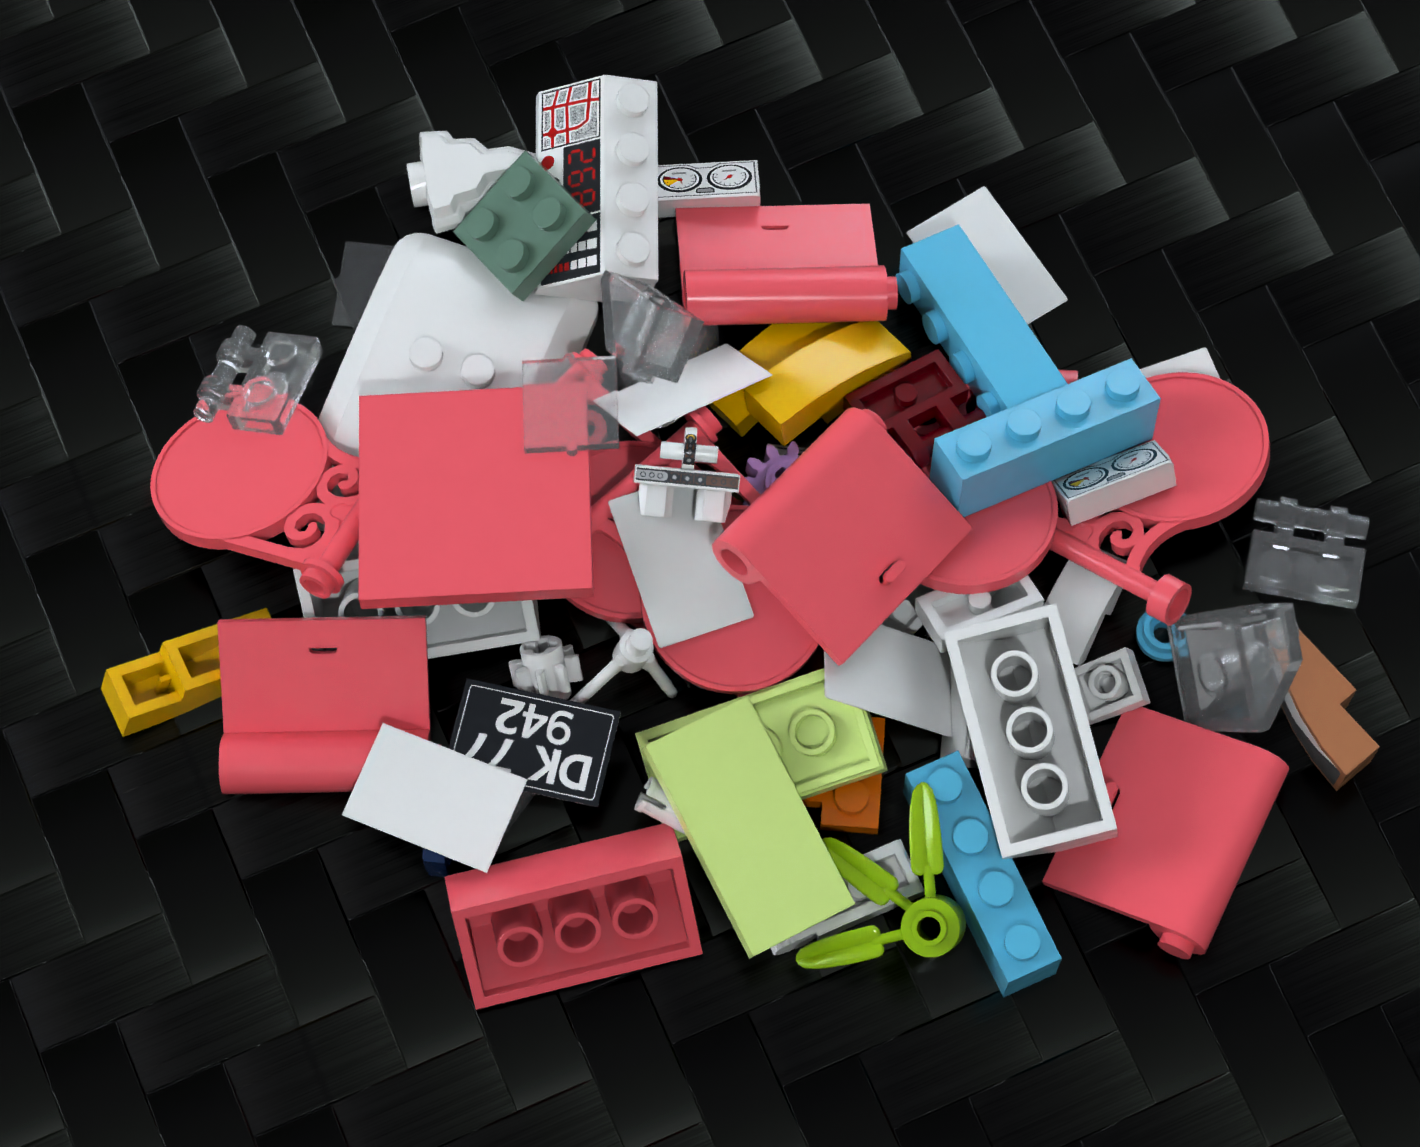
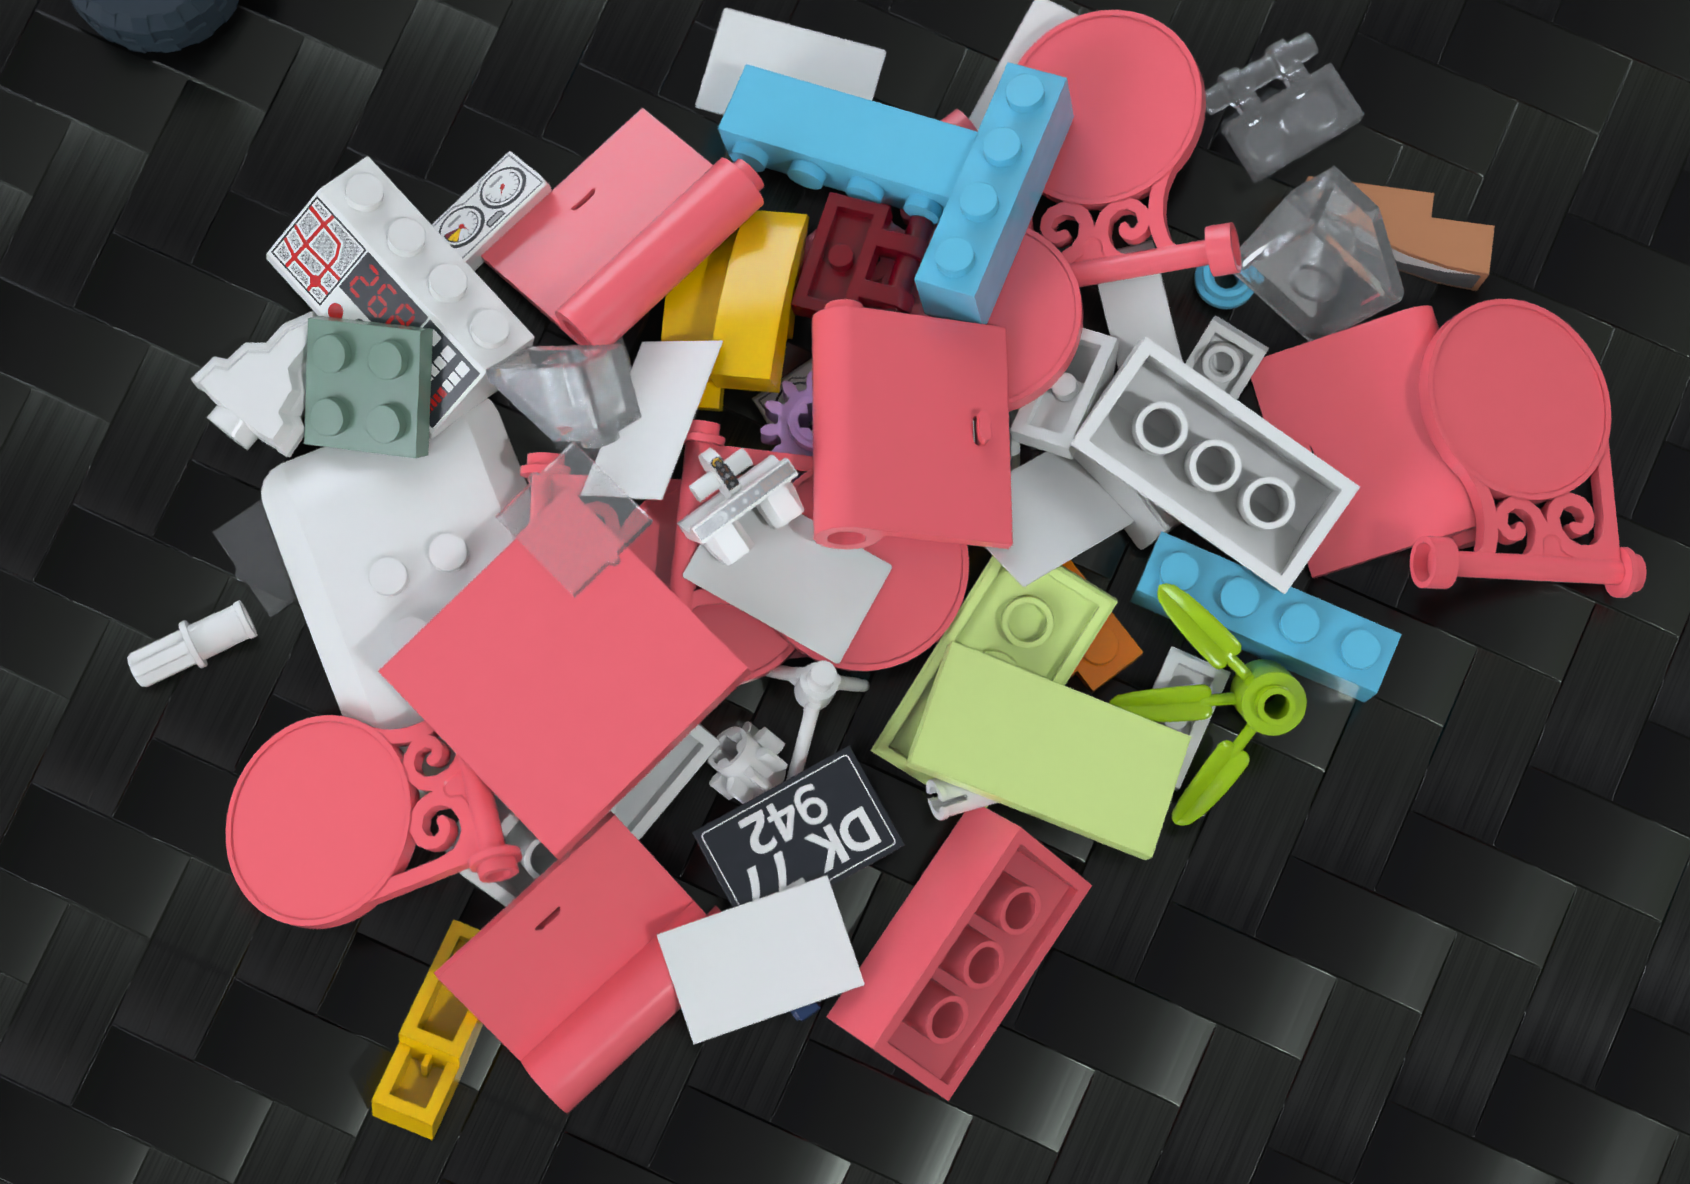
camera: 40 degrees left, 10 degrees up
(266, 297) = (191, 644): none -> white axle
(272, 383) = (275, 719): clear plate -> none
(1115, 482) = (1081, 181): white slope -> none
(1287, 892) = (1523, 423): none -> coral piece

